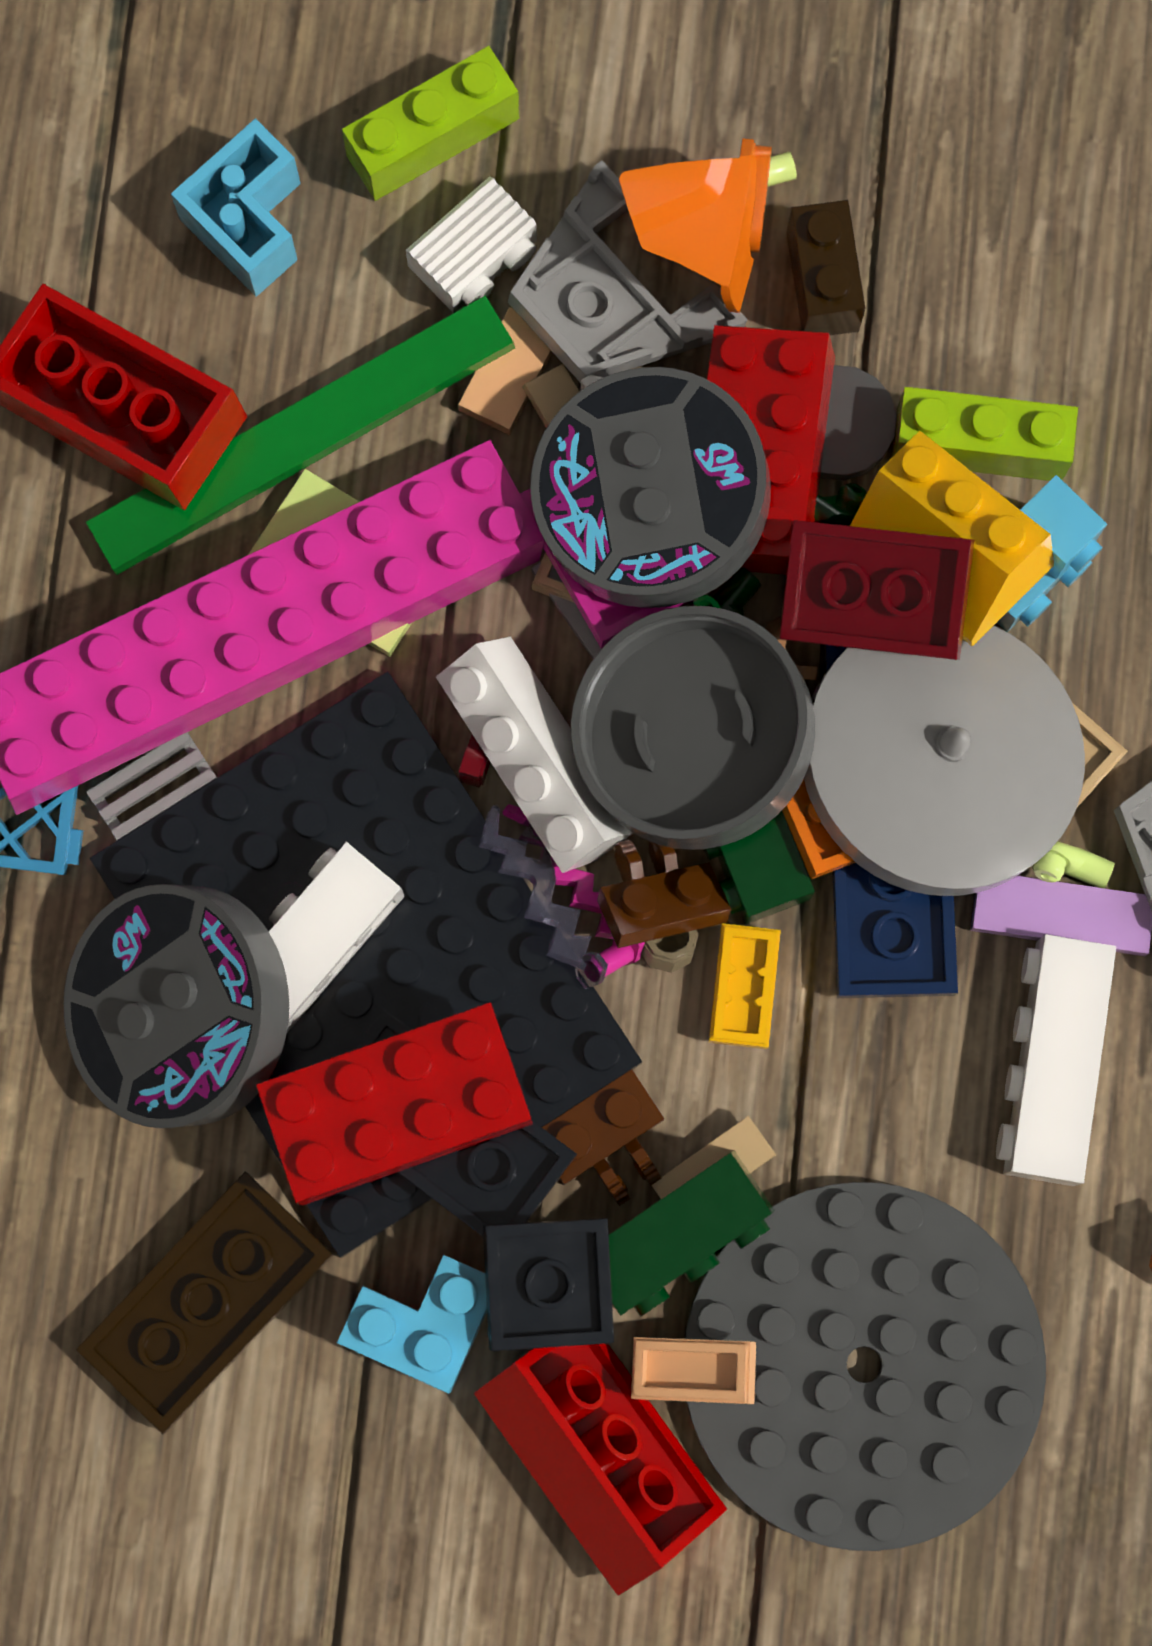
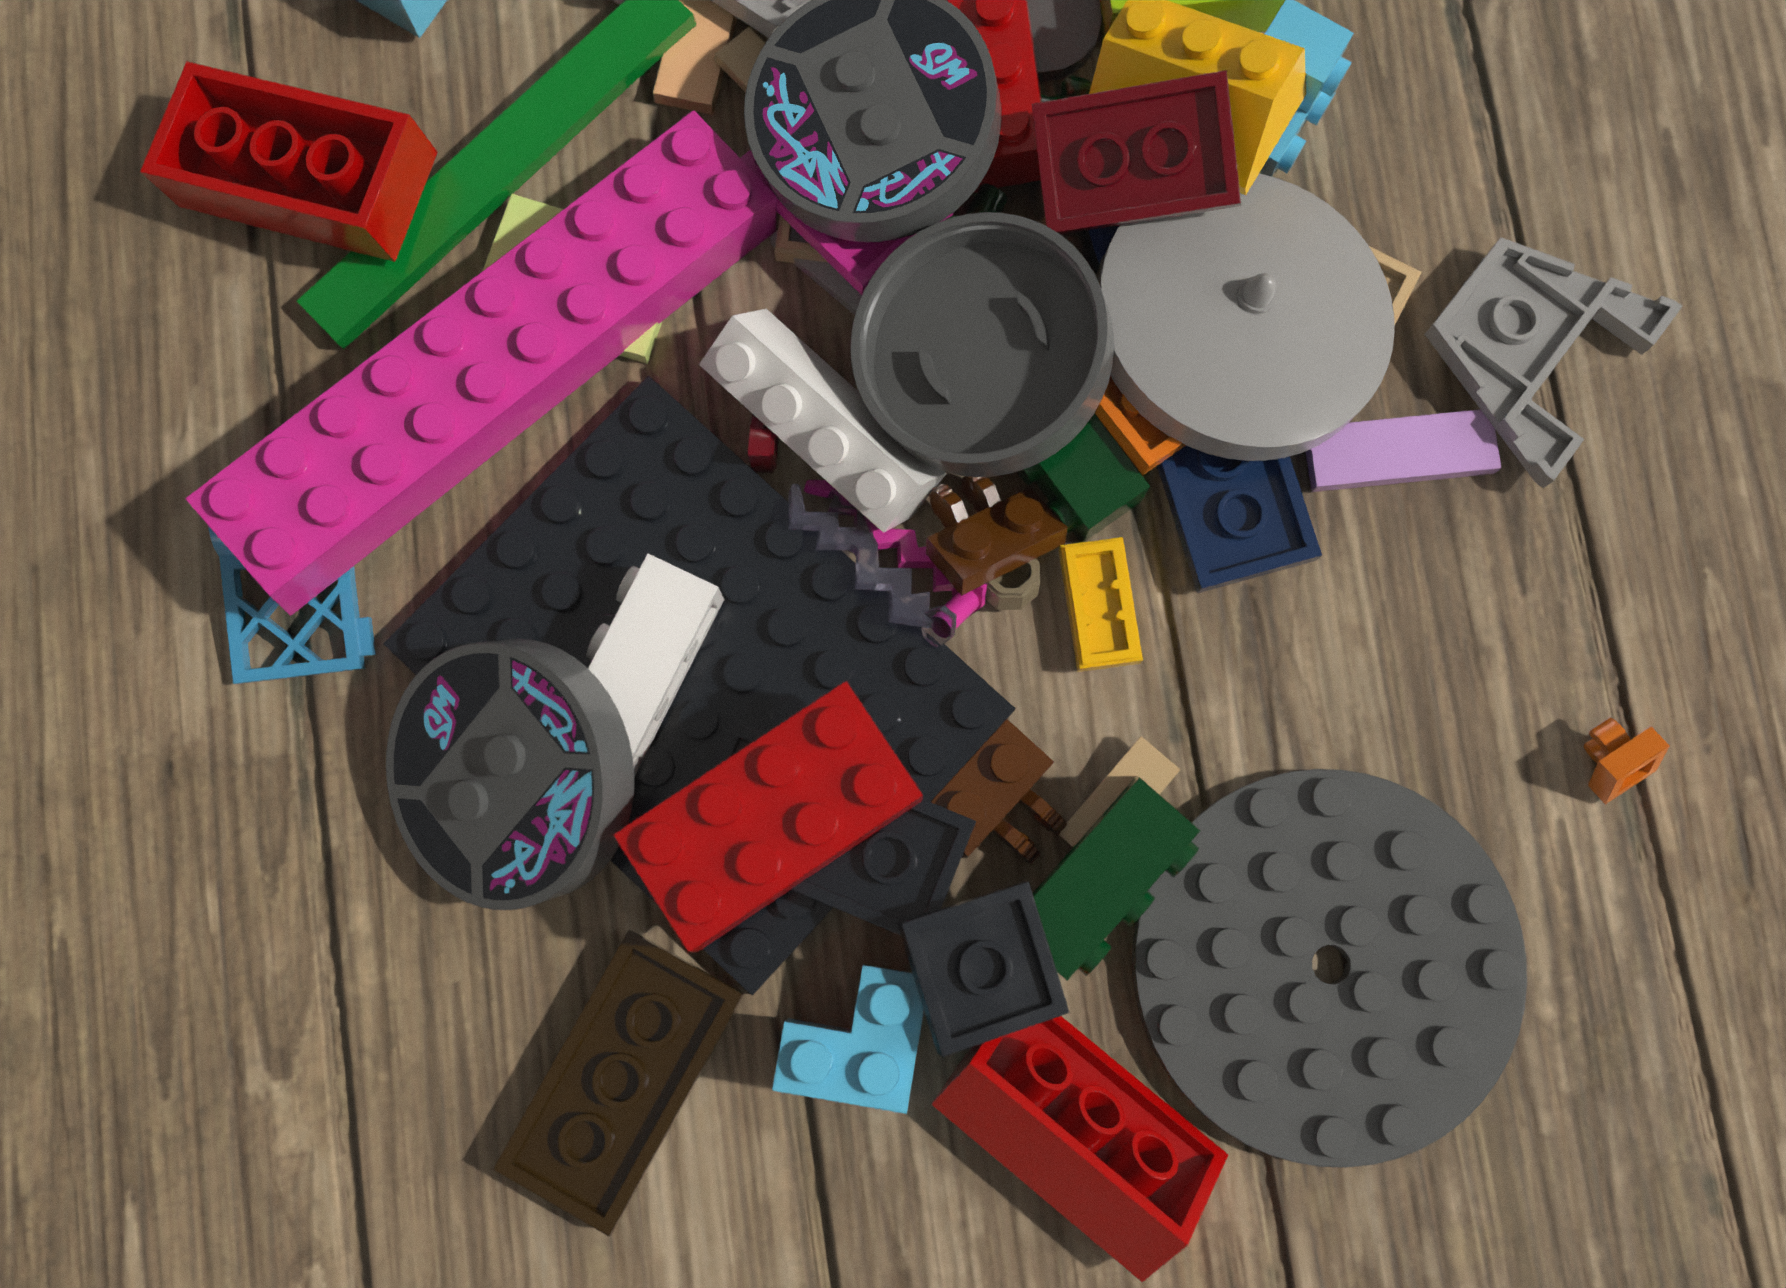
camera: 15 degrees left, 0 degrees up
(139, 768) = (415, 537): light grey tile -> none
(693, 1370) = (1158, 1018): light nougat tile -> none
(1058, 1060) = (1442, 598): white brick -> none
(1074, 863) = (1402, 397): yellowish green arm -> none

